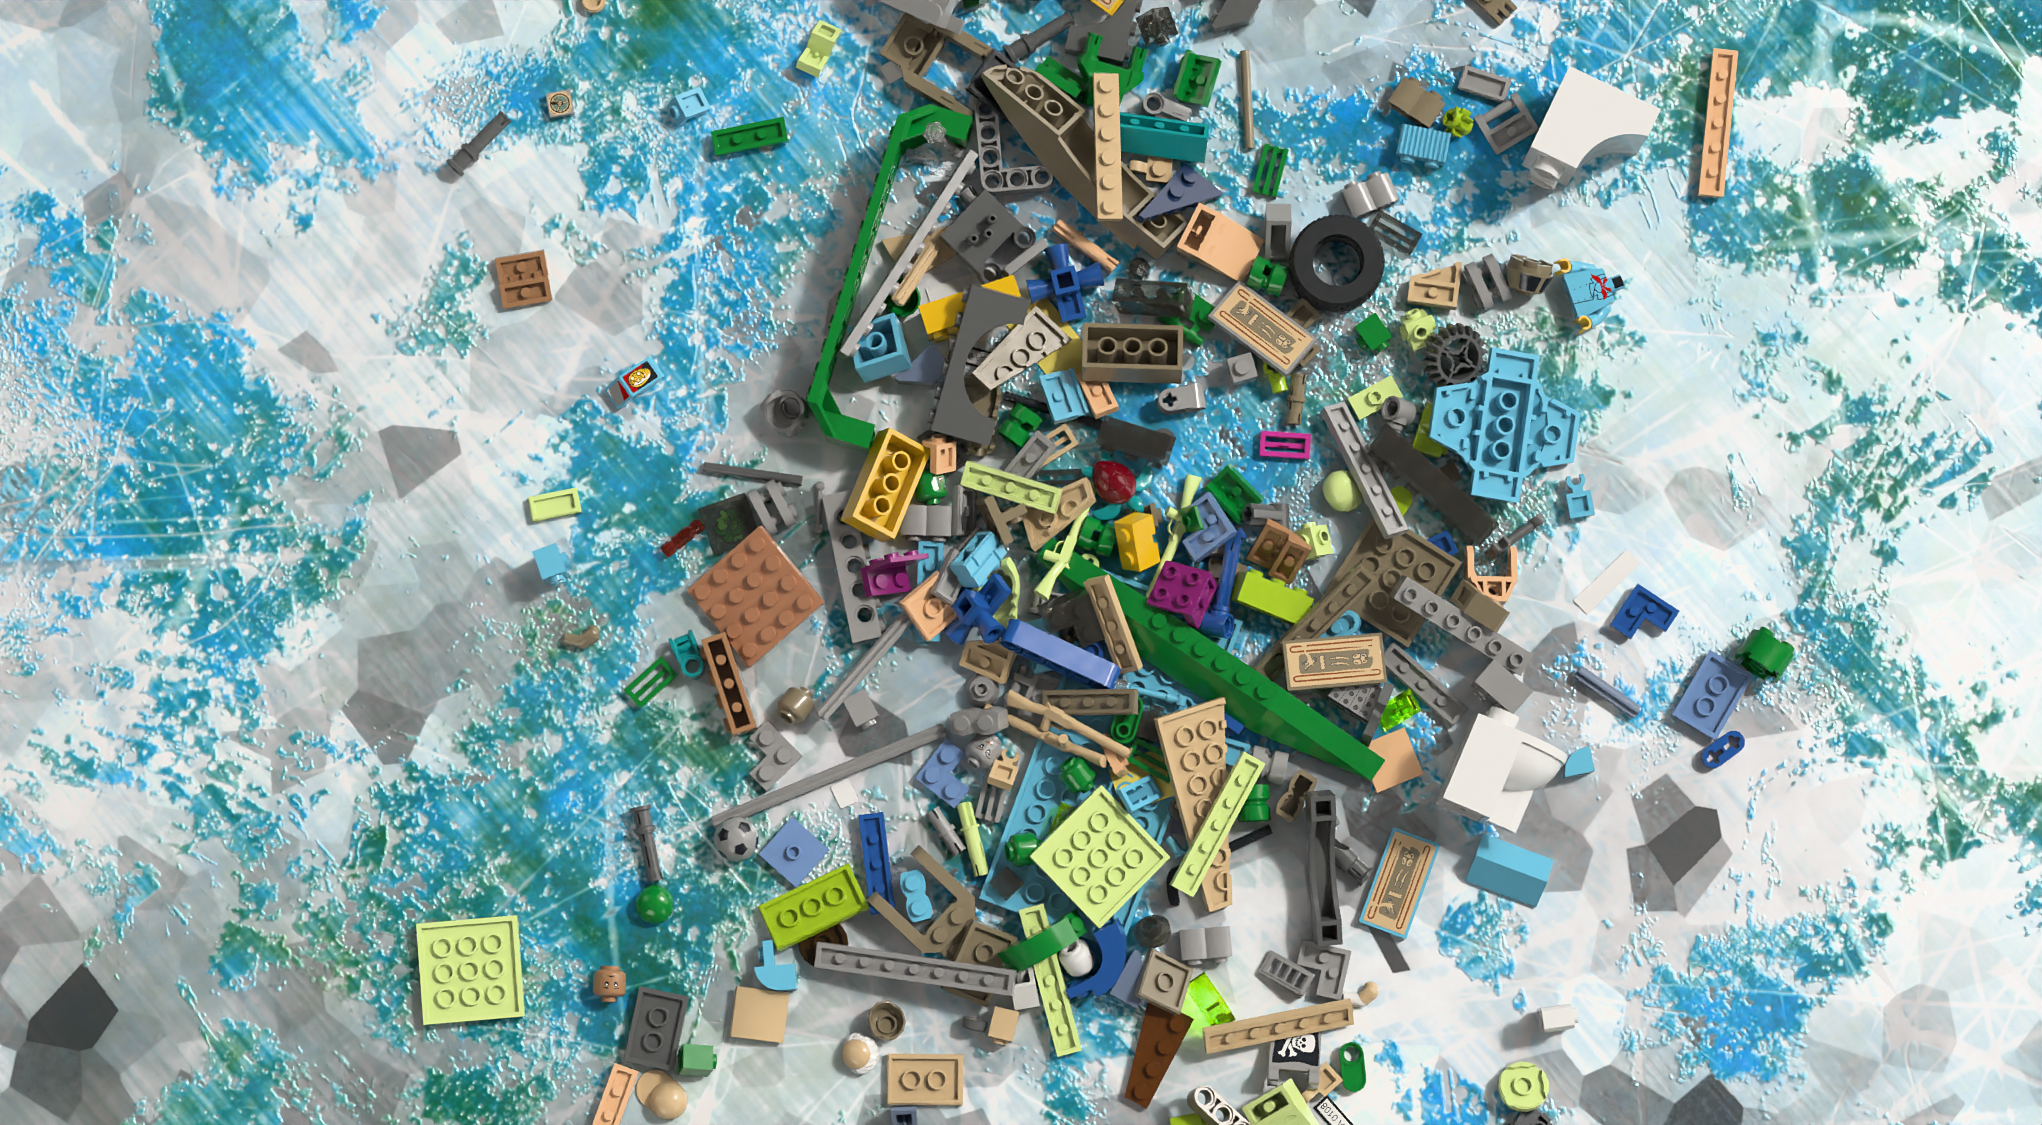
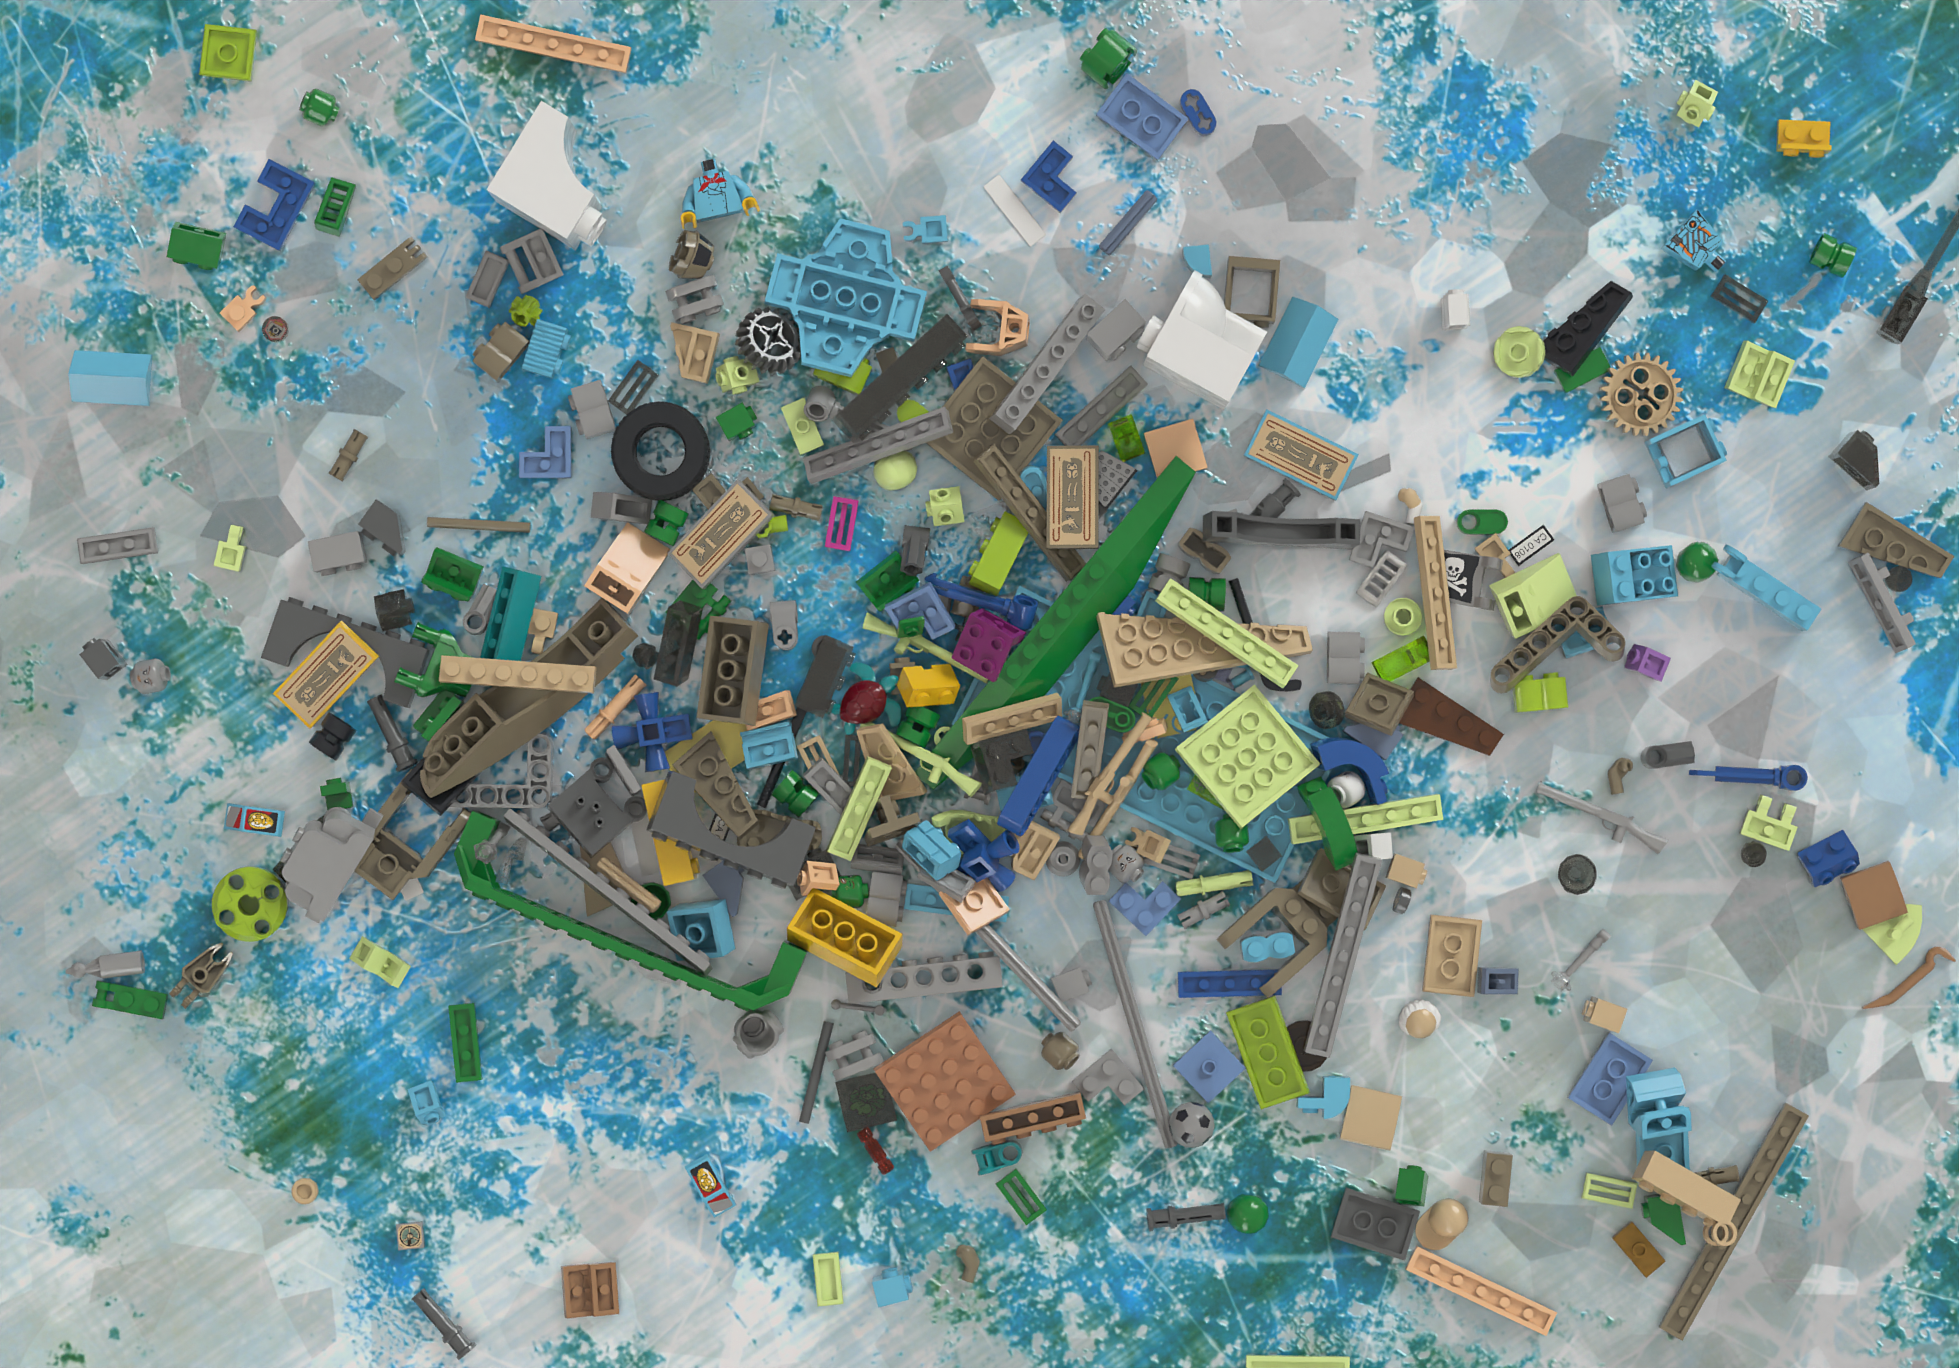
camera: 85 degrees left, 5 degrees up
(609, 983) = (1325, 1267): medium nougat head -> none
(844, 793) = (1153, 1009): white sticker -> none
(886, 1020) = (1390, 989): dark tan hair -> none
(889, 573) = (936, 943): magenta bracket -> none
(1182, 191) = (568, 599): wing -> none
(1251, 997) = (1402, 616): none -> yellowish green plate
(1276, 150) = (534, 501): green tile -> none
(1279, 551) = (951, 541): medium nougat slope -> none
(1315, 164) = (555, 461): none -> medium blue plate
(1377, 714) = (1129, 459): dark grey tile -> none
(1479, 606) = (1032, 343): dark tan slope -> none
(1580, 819) = (1260, 265): none -> dark tan window

